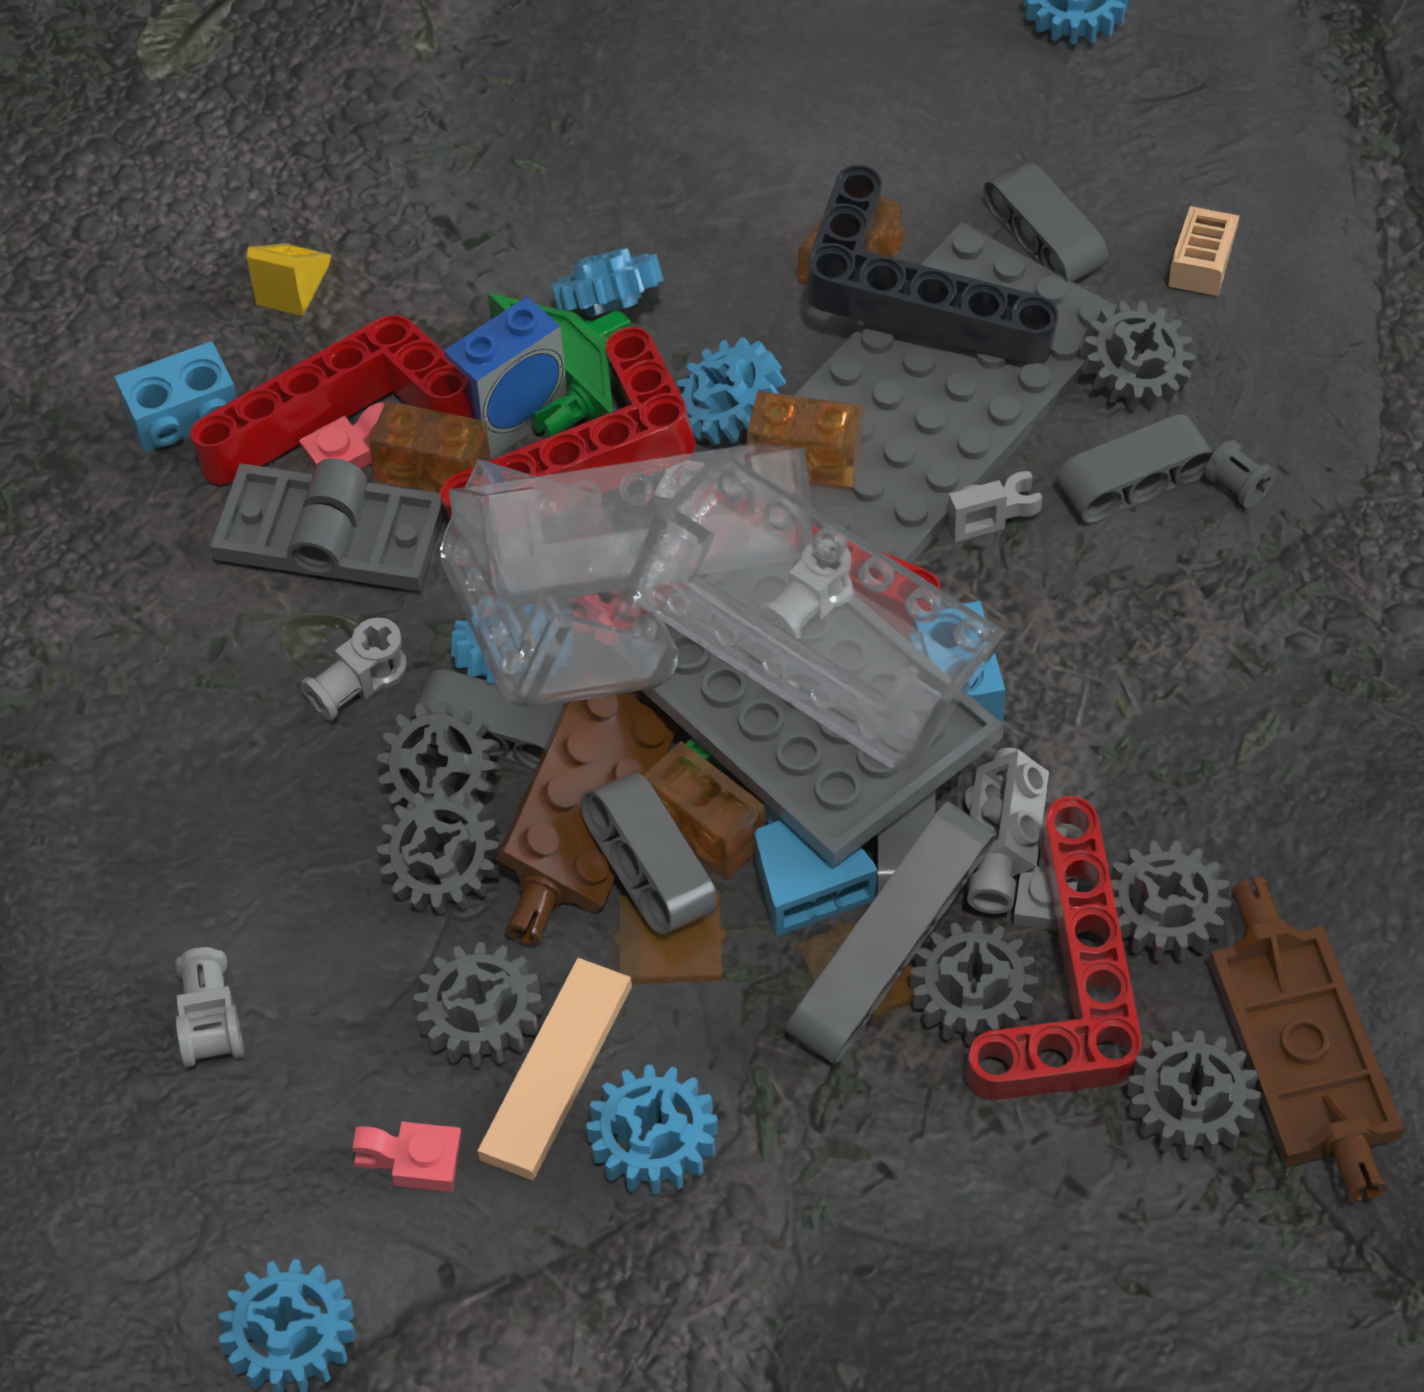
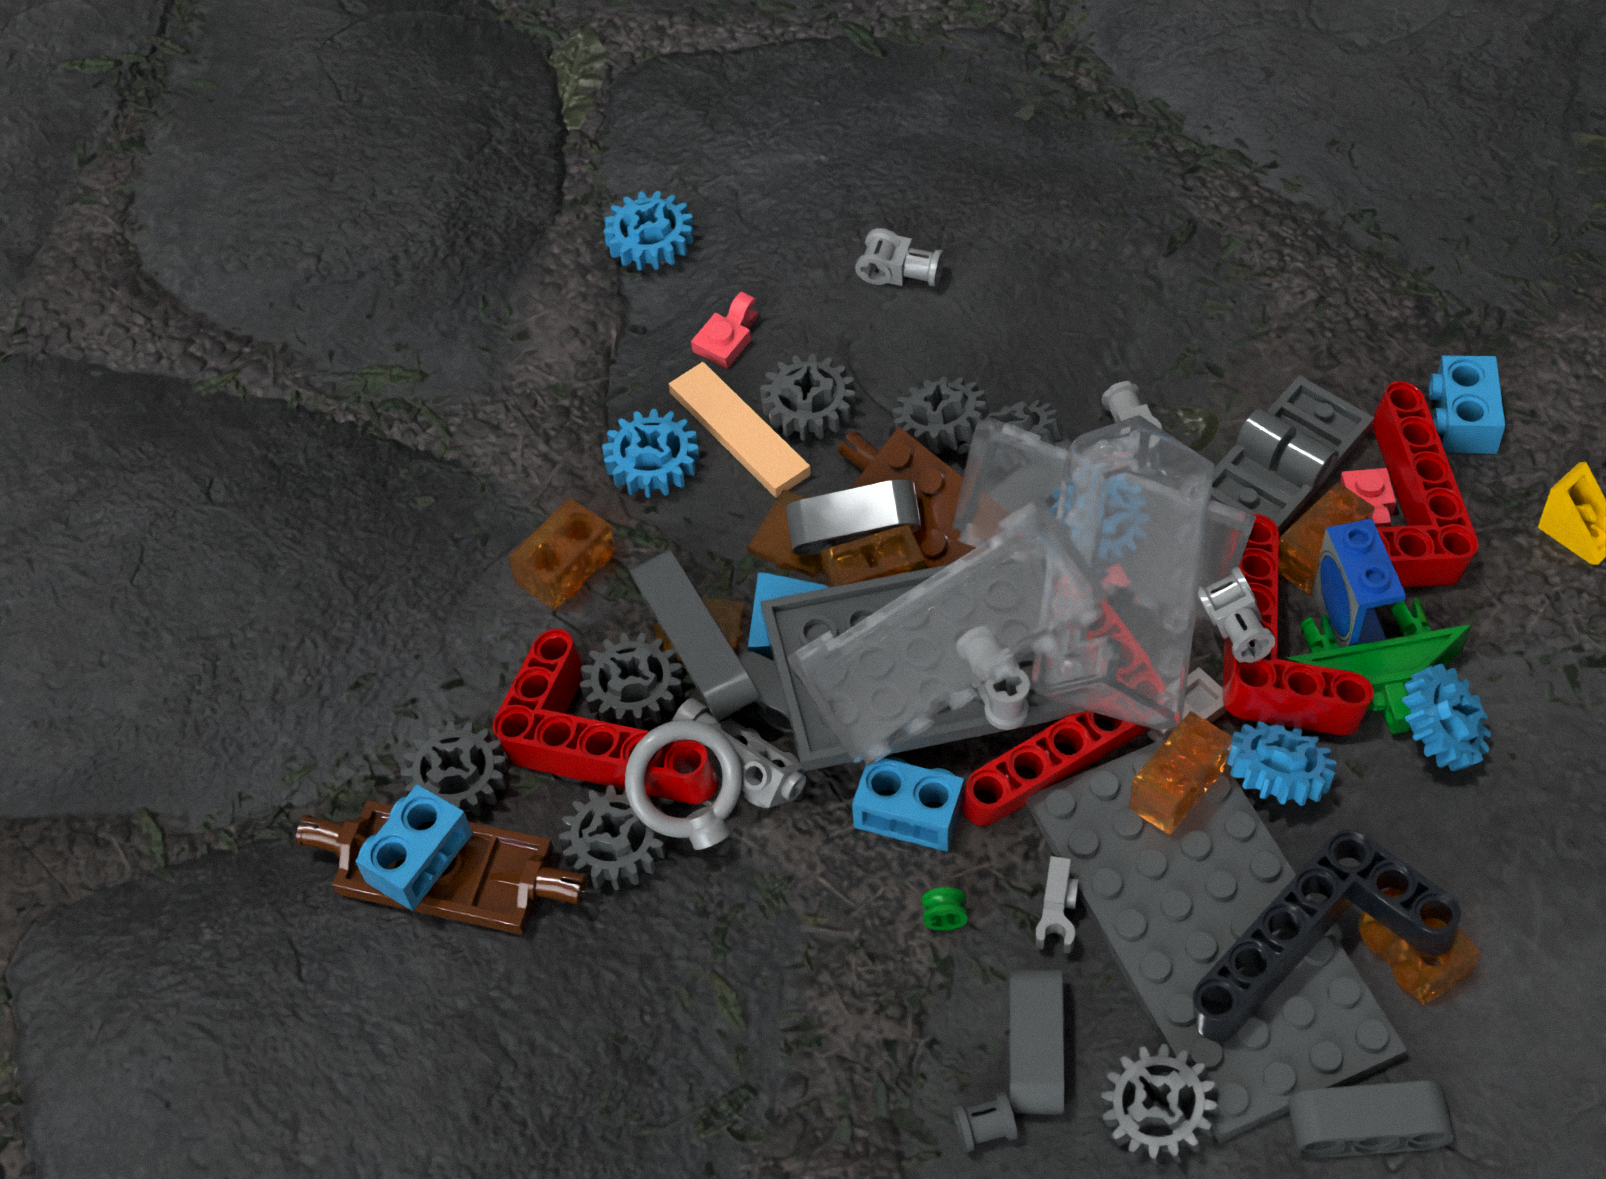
camera: 120 degrees right, 0 degrees up
(610, 436) = (1236, 614): none -> light grey connector
(847, 1159) = (570, 544): none -> clear orange brick
(1053, 590) = (944, 908): none -> green bush
(1130, 856) = (706, 825): none -> light grey piece
(1323, 1028) = (424, 851): none -> dark azure brick

